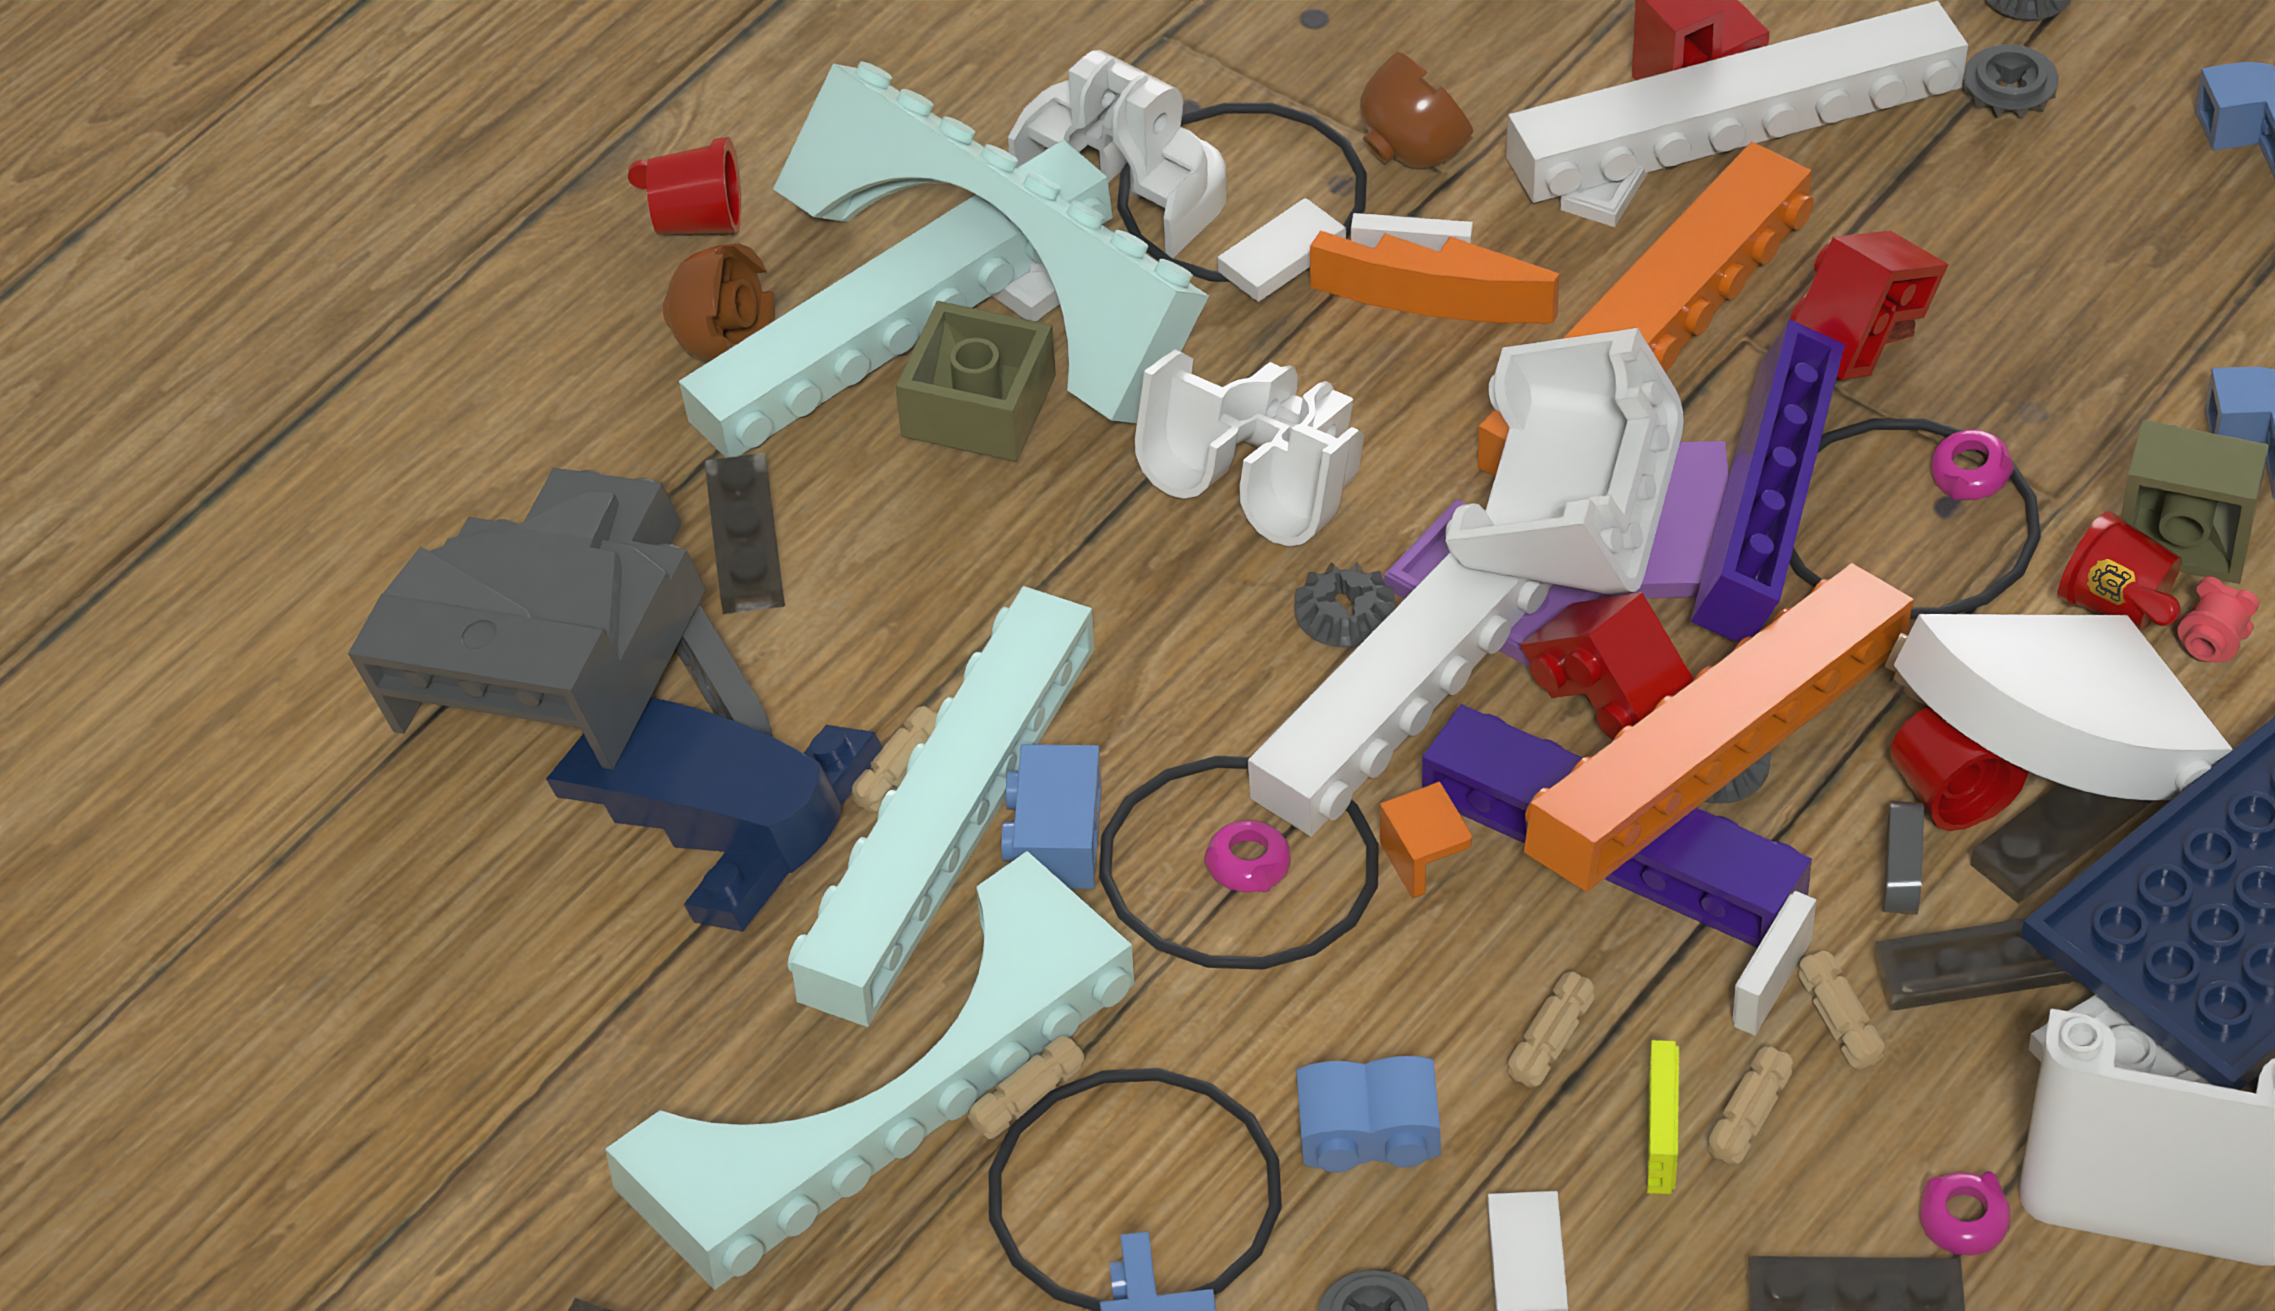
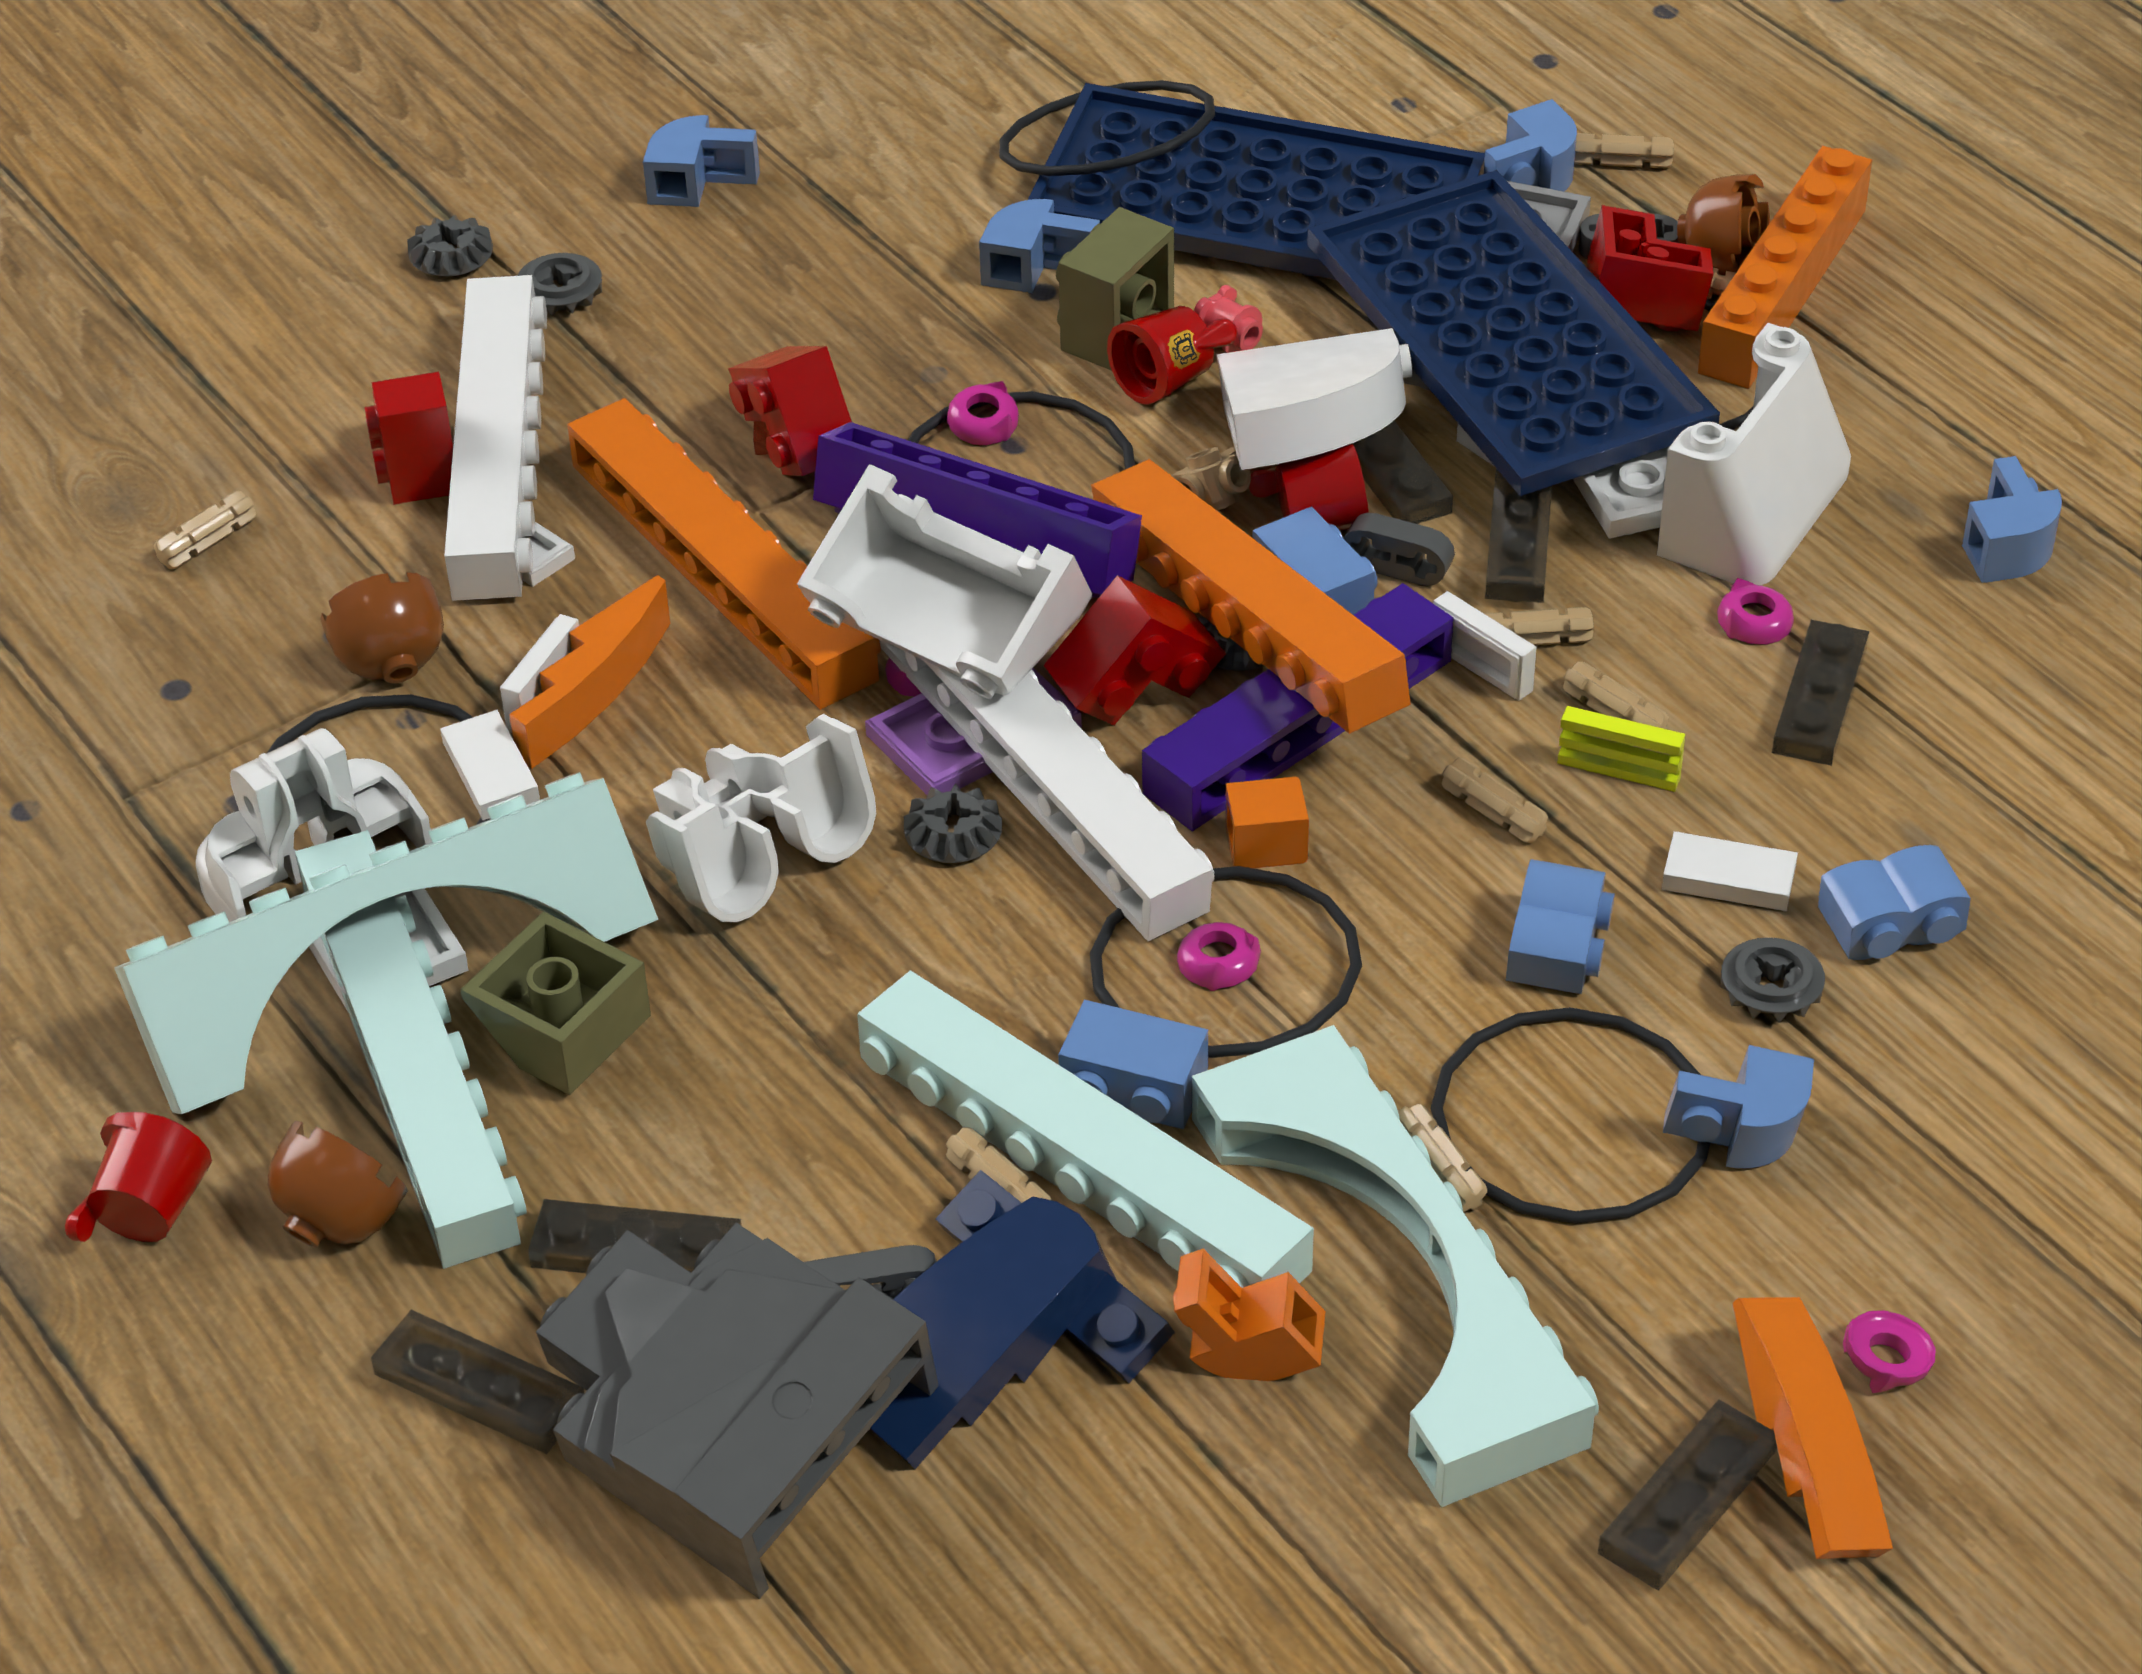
camera: 75 degrees left, 5 degrees down
(564, 439) = (474, 1379): none -> clear smoke plate
(750, 965) = (1250, 1330): none -> orange brick
(1829, 791) = (1321, 557): none -> medium blue brick

